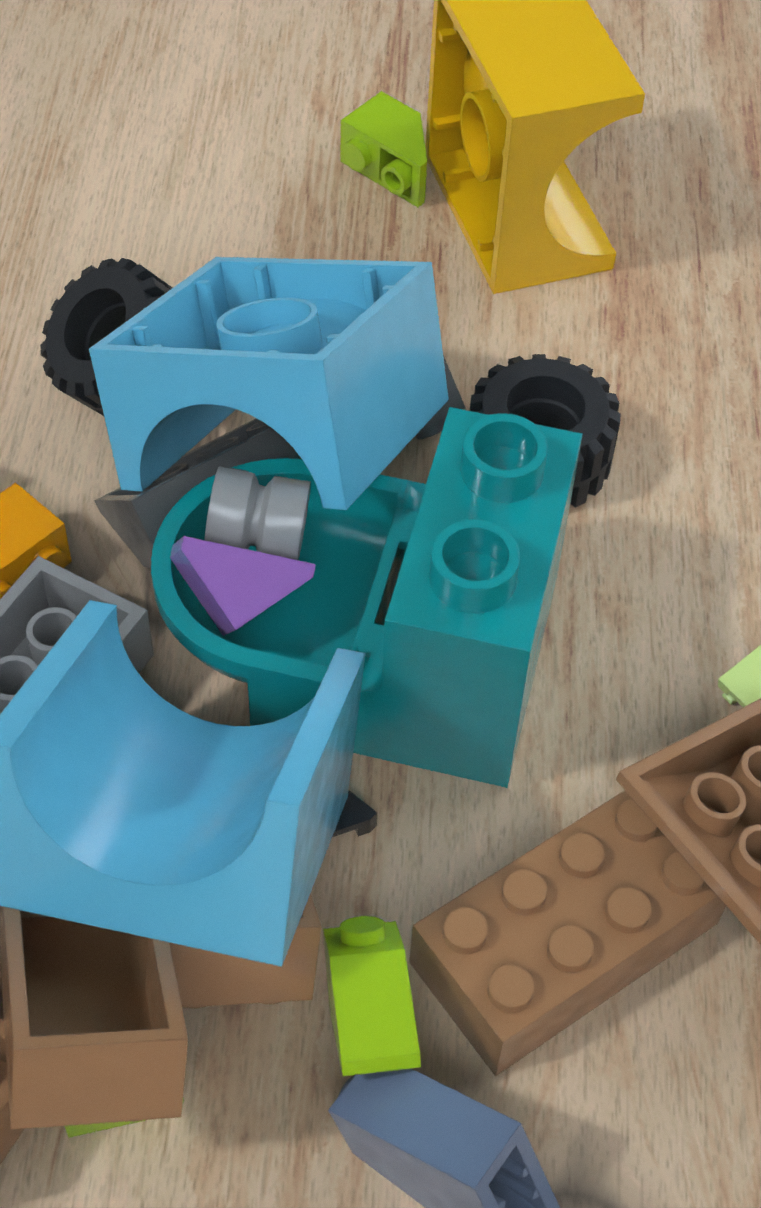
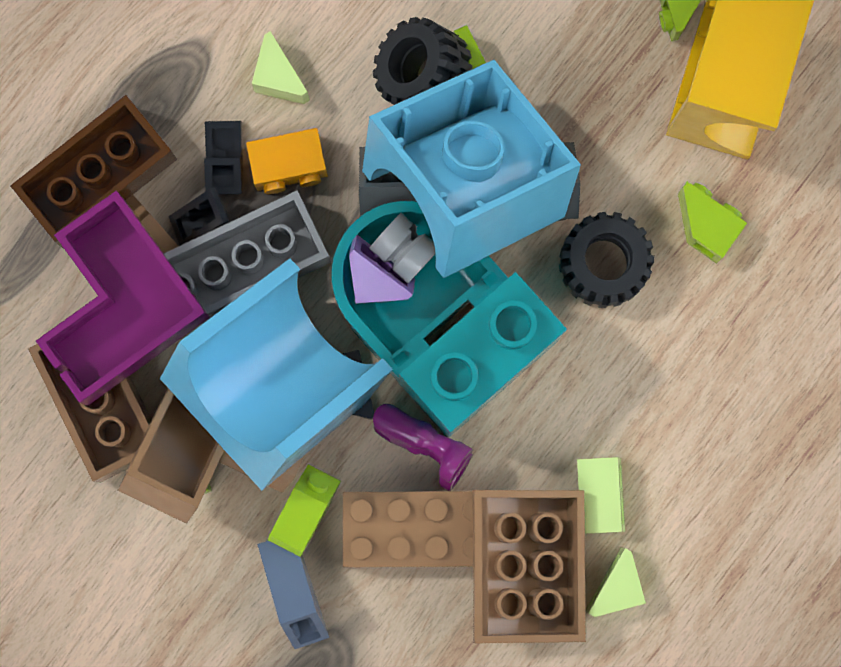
camera: 35 degrees right, 30 degrees up
(476, 788) = (423, 439): none -> magenta piece
(628, 335) = (707, 223): none -> lime slope

